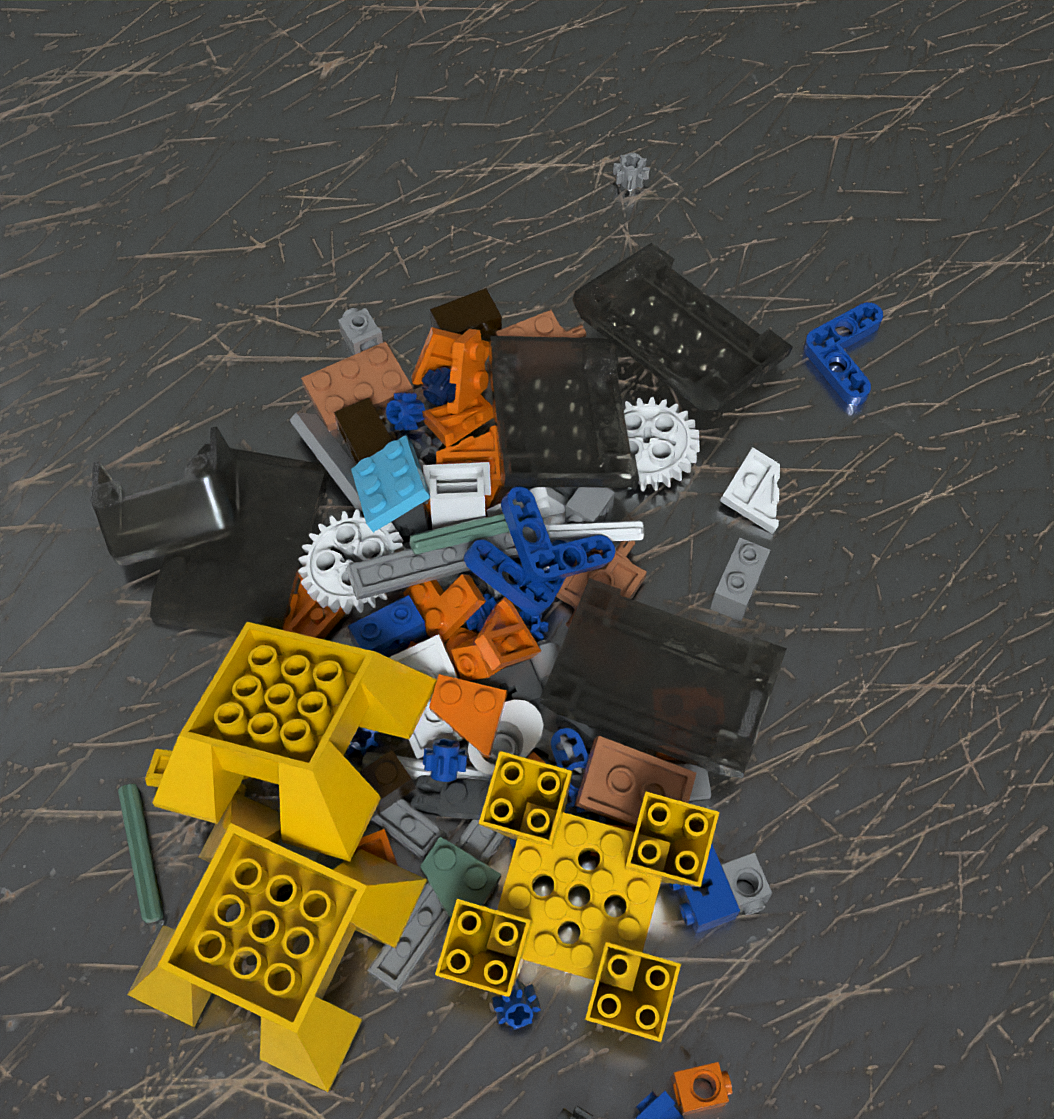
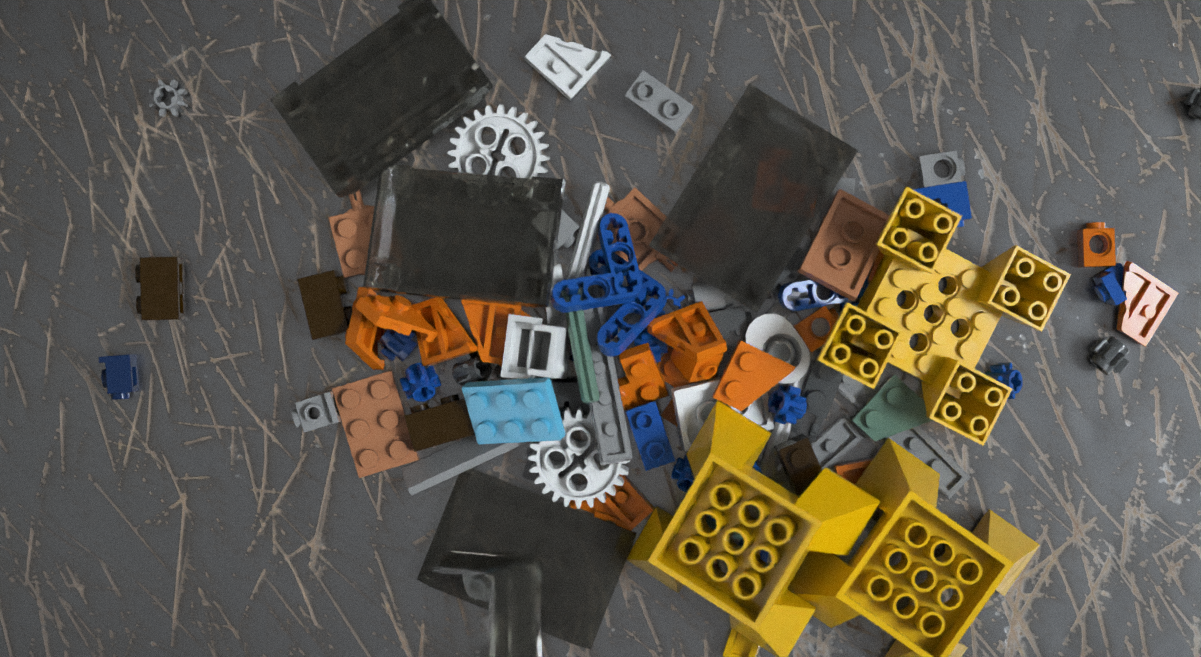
camera: 75 degrees left, 25 degrees up
(368, 174) = (120, 375): none -> dark blue brick
(454, 192) = (160, 288): none -> dark brown brick

